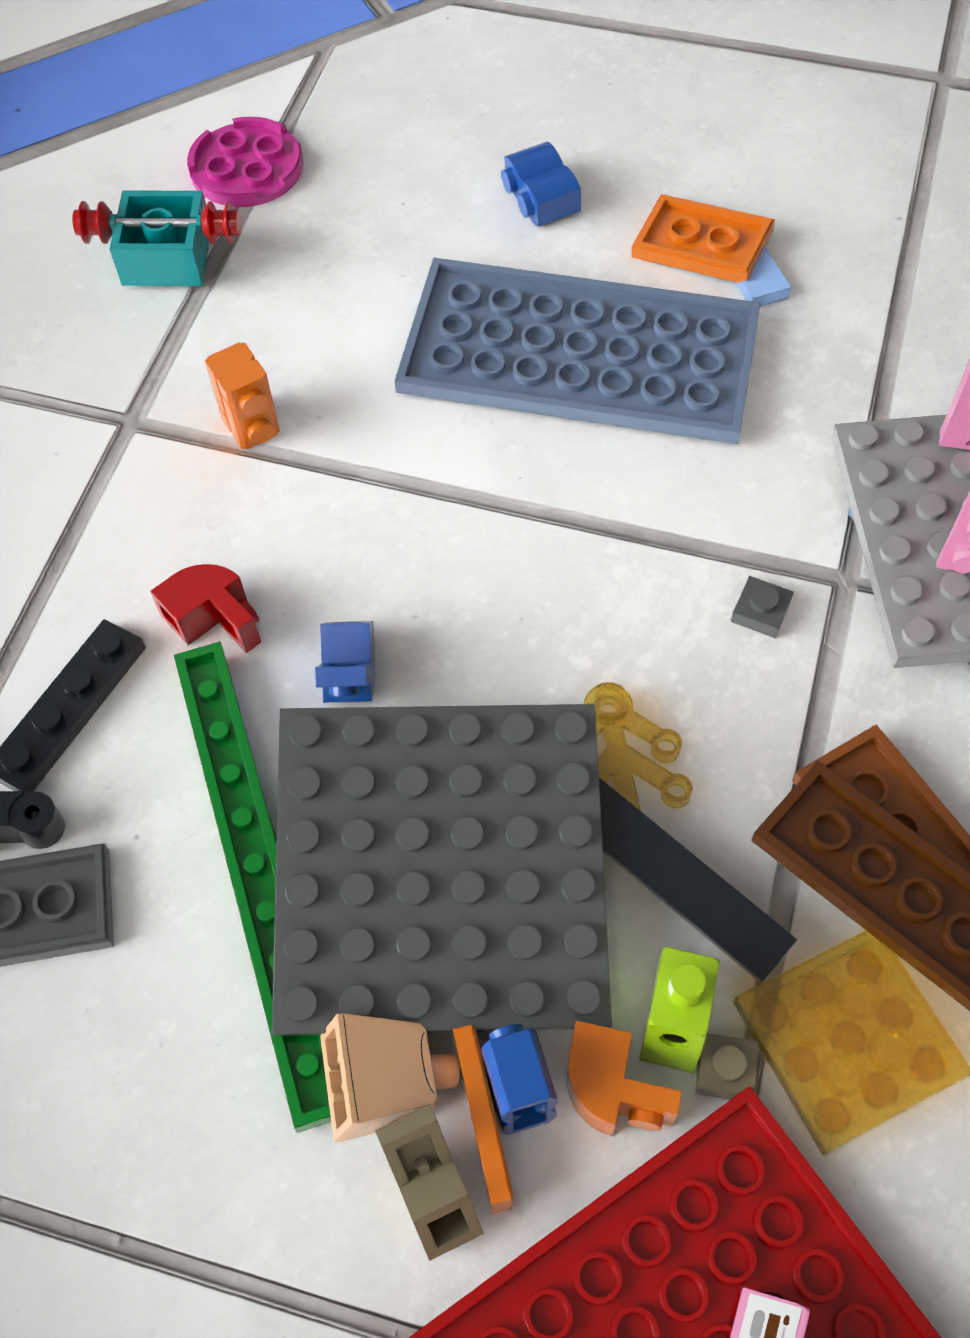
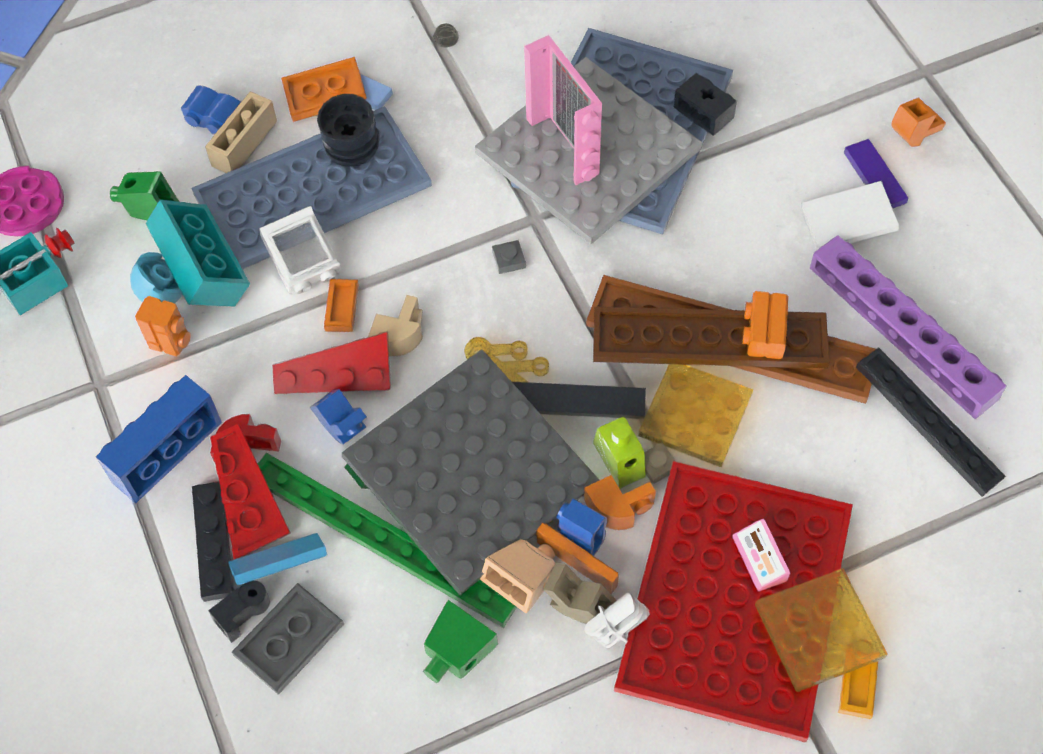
camera: 40 degrees left, 0 degrees up
(105, 791) = (277, 558): none -> dark azure tile
(109, 530) = (159, 438): none -> blue brick
(139, 692) = (247, 499): none -> red wing
(210, 1102) = (457, 643): none -> green torso
(291, 338) = (153, 278): none -> medium azure cylinder
(360, 337) = (197, 254): none -> teal brick
(372, 225) = (141, 193): none -> green torso
(410, 602) = (347, 367): none -> red wing
(449, 1272) = (617, 620): none -> white arm
(485, 520) = (341, 305): none -> orange tile
(488, 413) = (300, 250): none -> white window
(522, 609) = (403, 332): none -> tan brick
(549, 226) = (241, 133): none -> tan brick
(676, 296) = (348, 129): none -> black wheel
(922, 263) = (446, 35): none -> clear smoke plate

